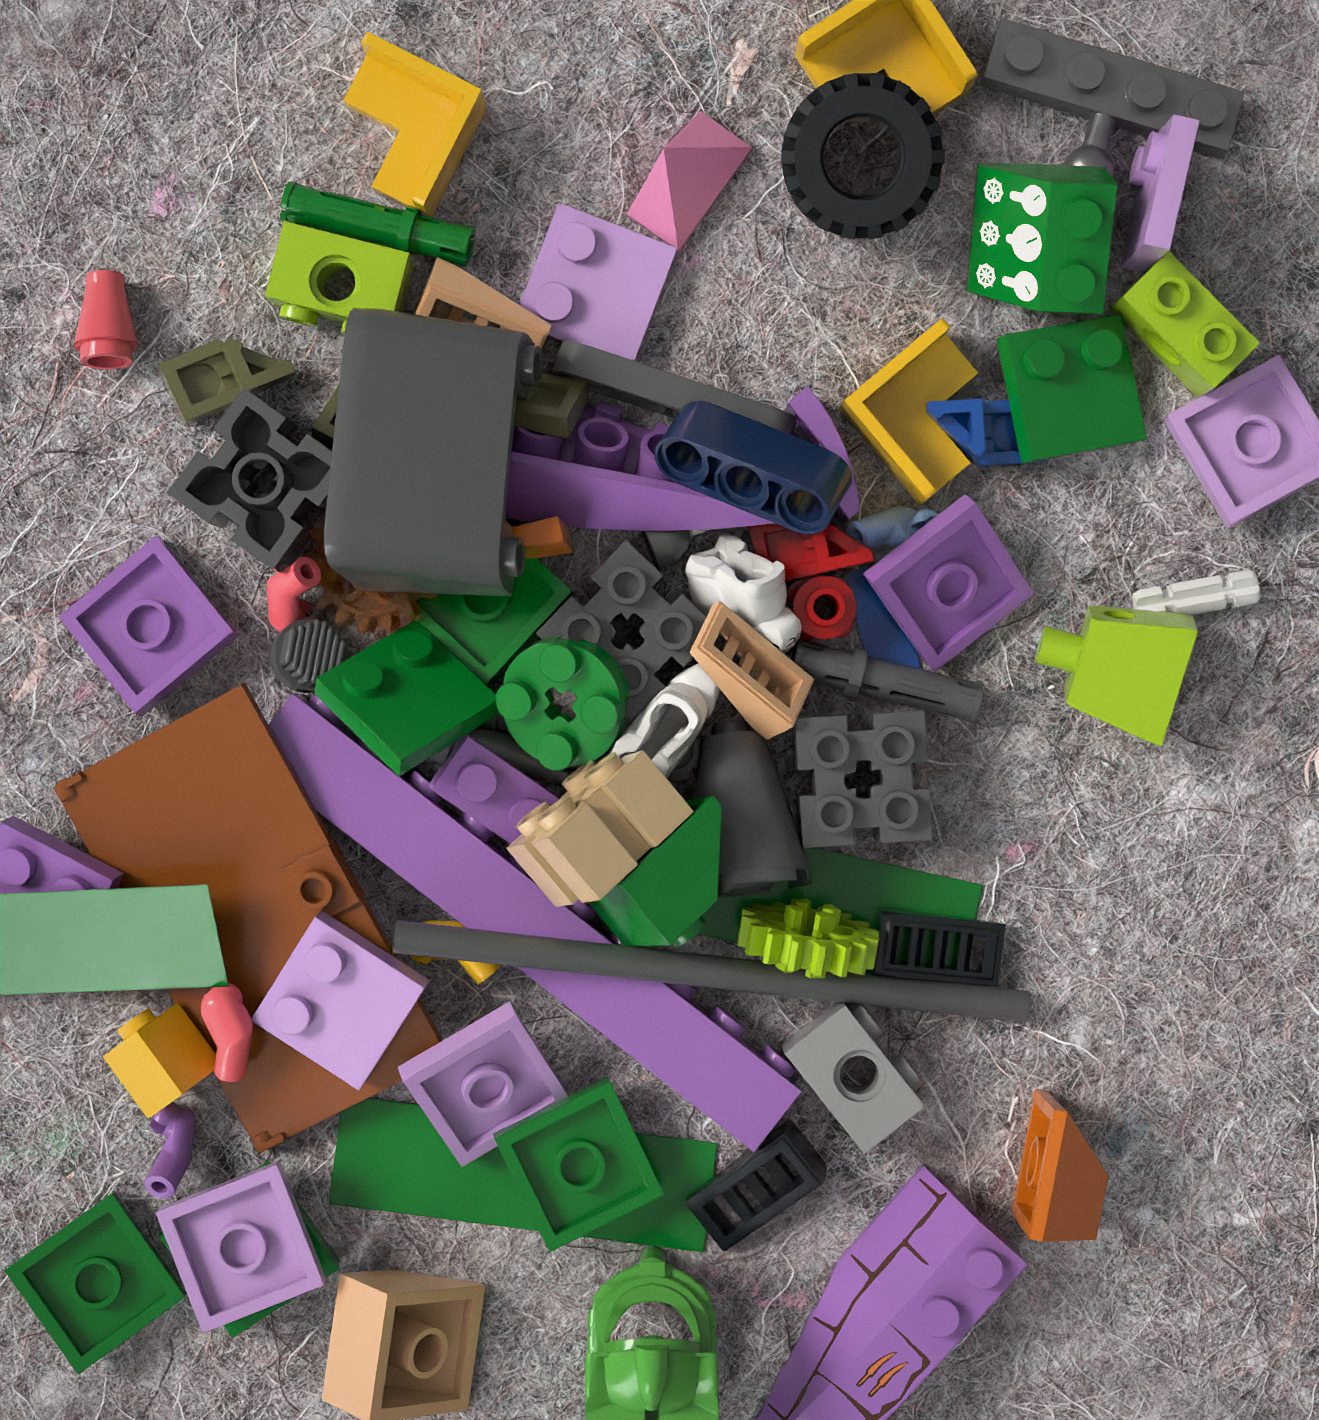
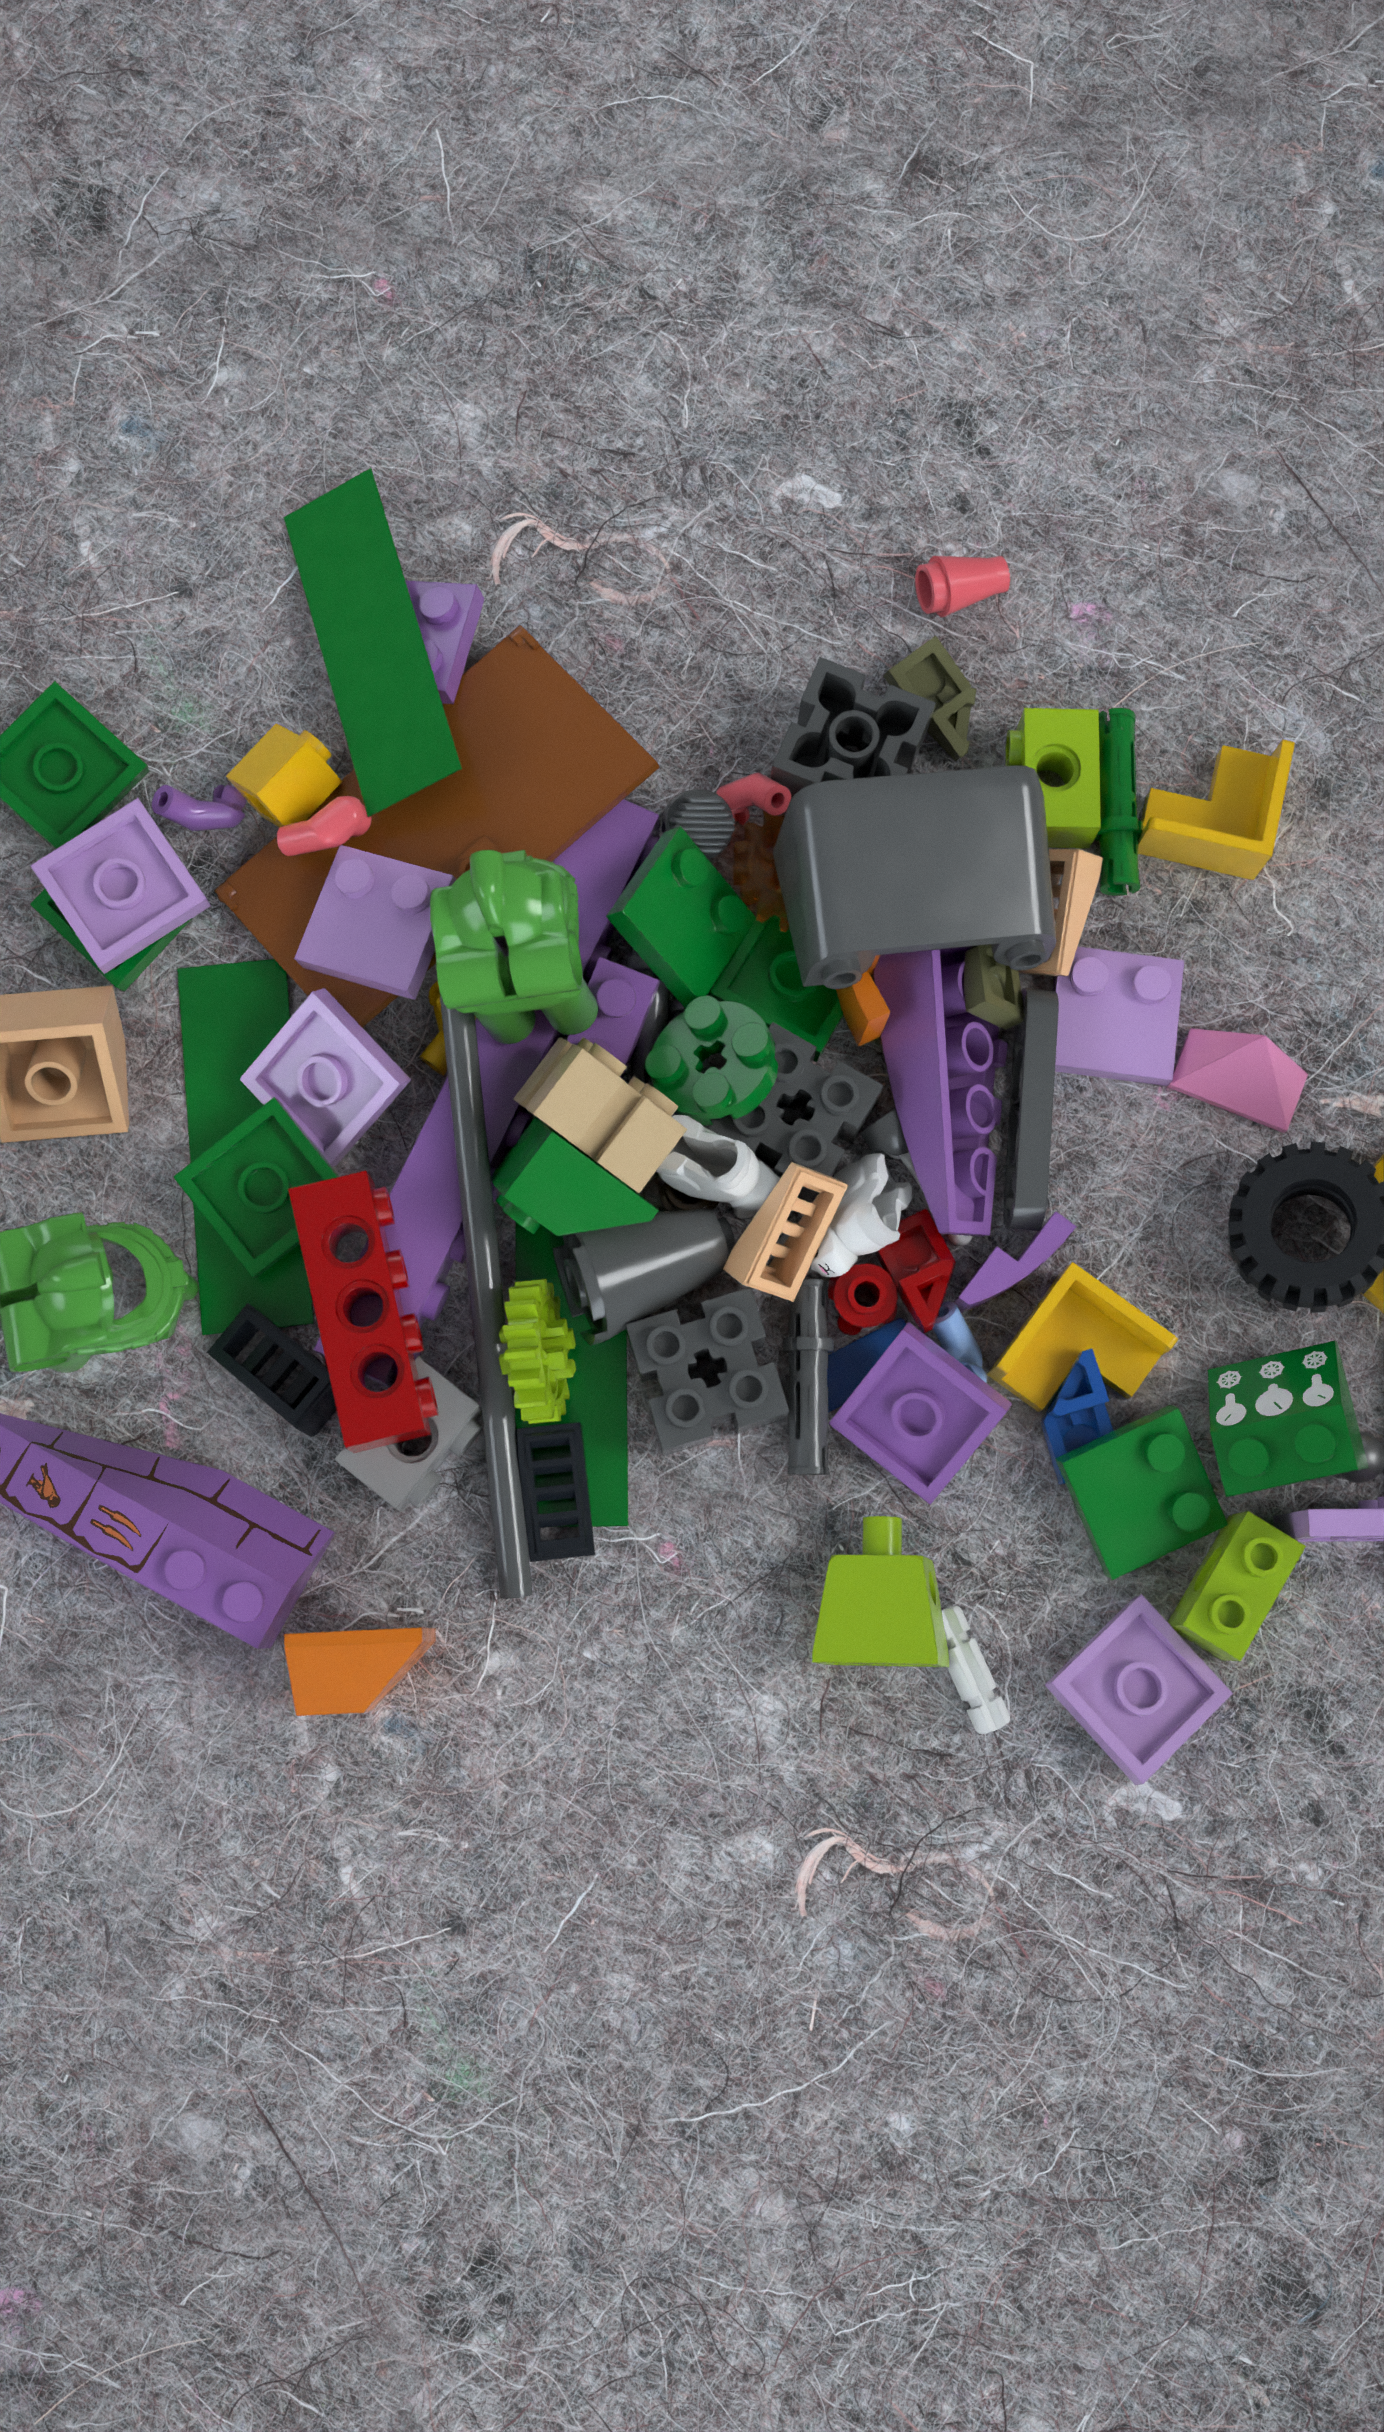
camera: 75 degrees right, 10 degrees down
(149, 626) = (689, 681): medium lavender plate -> none
(386, 853) = (538, 915): none -> bright green helmet
(753, 467) = (985, 1187): dark blue beam -> none
(834, 1118) = (323, 1216): none -> red brick

